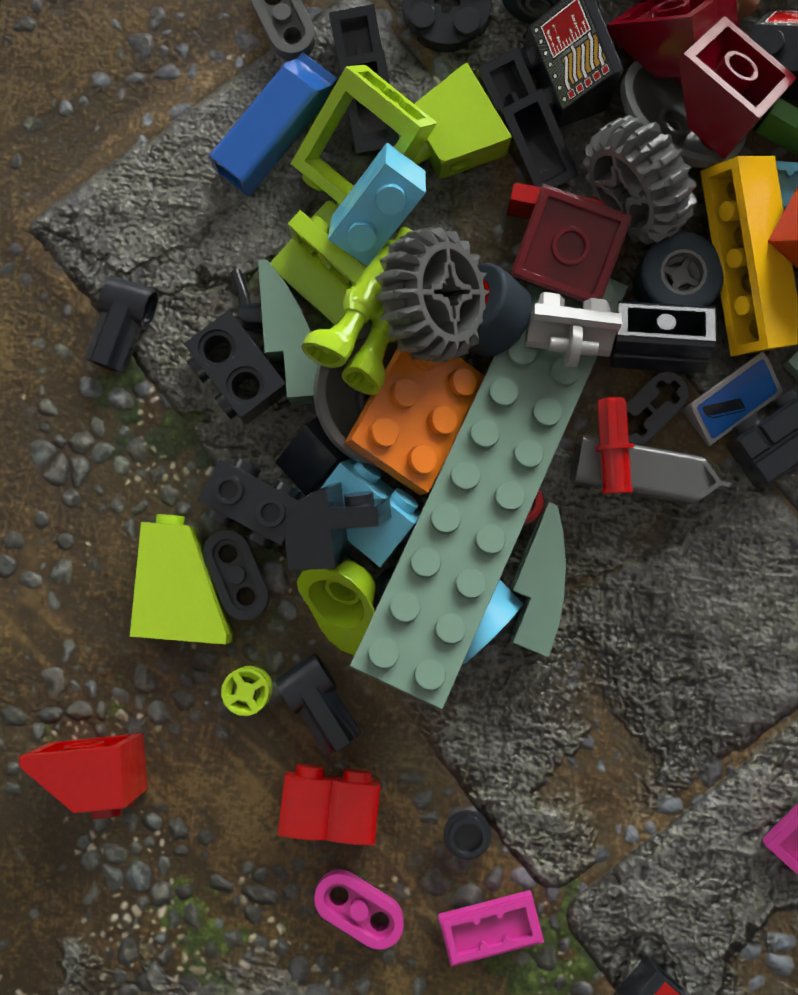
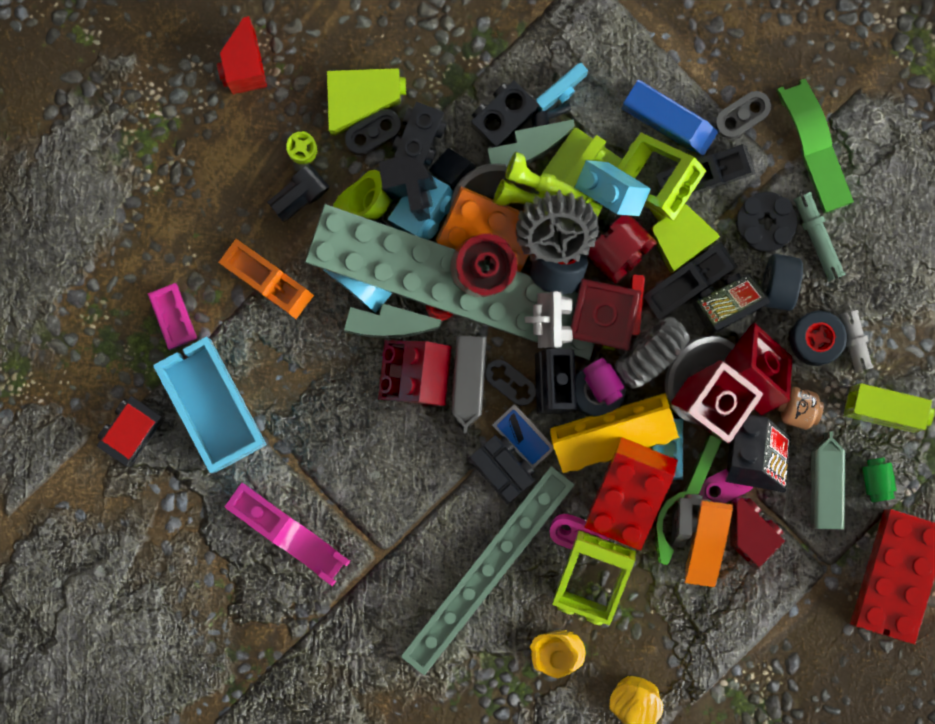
camera: 80 degrees right, 0 degrees up
(124, 312) = (533, 39): black piece -> none
(206, 273) = (562, 88): none -> medium azure plate
(329, 806) = (236, 207): red brick -> none
(355, 912) = (173, 233): dark pink plate -> none
(448, 771) = (266, 278): none -> orange slope
(467, 834) = (227, 296): black plate -> none
(471, 206) = (621, 248): none -> dark red brick
(489, 390) = (497, 256): none -> dark red brick
(614, 445) = (479, 354): red axle -> none
(623, 553) = (414, 372): none -> dark red slope
(647, 887) = (210, 405): none -> medium azure piece
(679, 257) = (603, 381): none -> magenta brick

